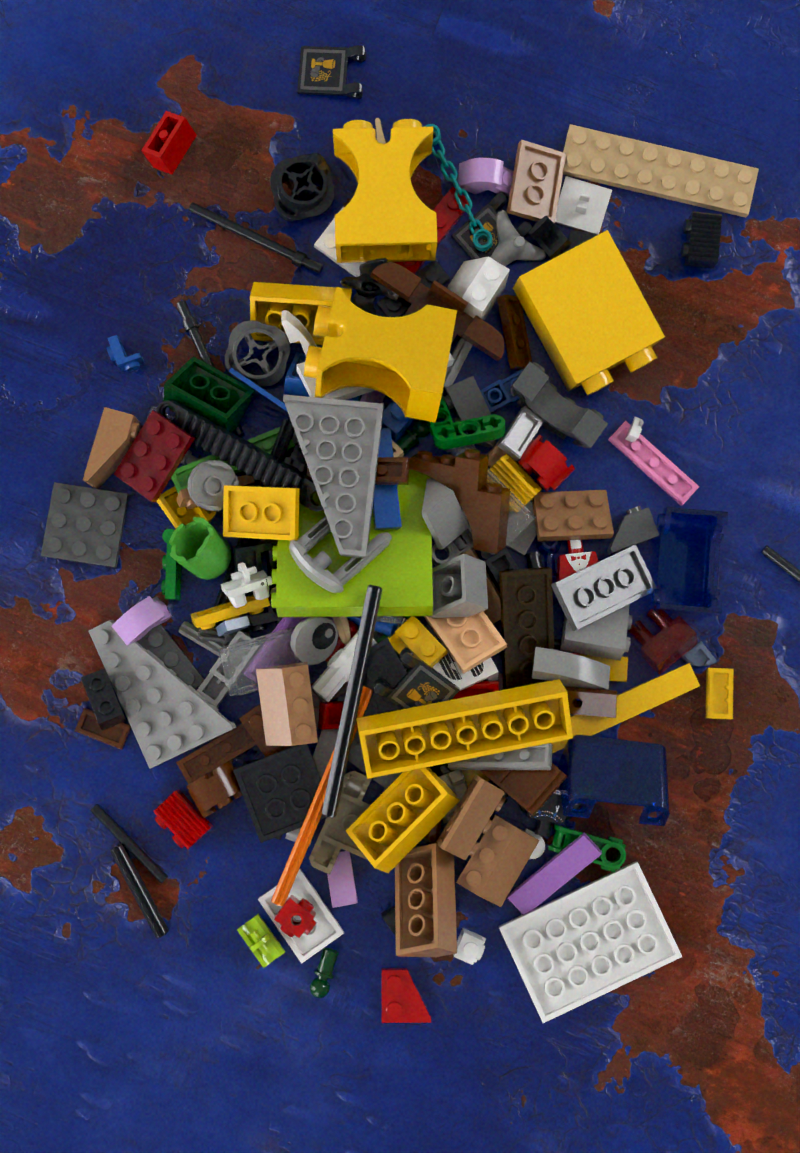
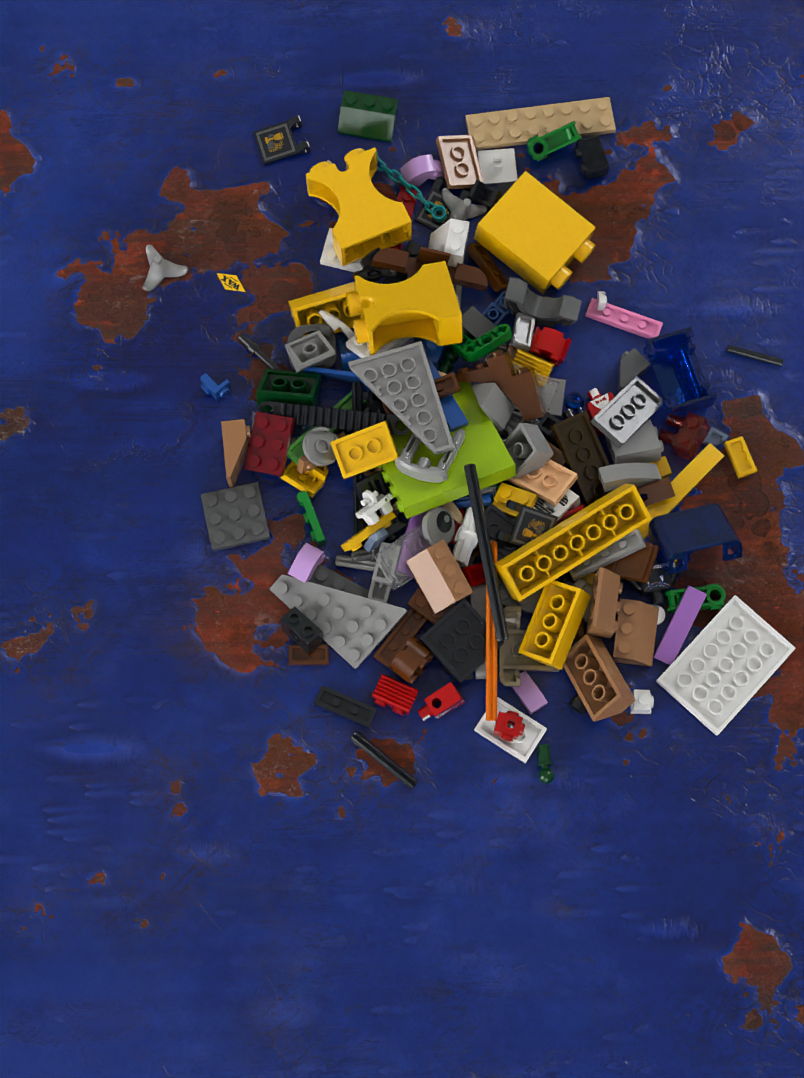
camera: 20 degrees left, 10 degrees down
(119, 179) = (160, 269): none -> light grey piece
(119, 809) = (345, 706): none -> black plate
(129, 843) = (362, 729): black bar -> none
(169, 142) = (188, 229): red brick -> none
(197, 229) = (230, 282): none -> yellow sticker
(201, 549) = (330, 496): bright green cylinder -> none
(232, 852) = (449, 698): none -> red torso
(248, 357) = (309, 351): none -> light grey slope
(261, 940) = (489, 757): lime hips -> none
(298, 258) = (313, 274): black bar -> none
(307, 200) = (285, 219): black piece -> none
(401, 998) = (608, 760): red wing -> none
(448, 79) = (368, 116): none -> dark green slope
(572, 515) = (583, 374): medium nougat plate -> none
(664, 200) = (553, 140): none -> green piece

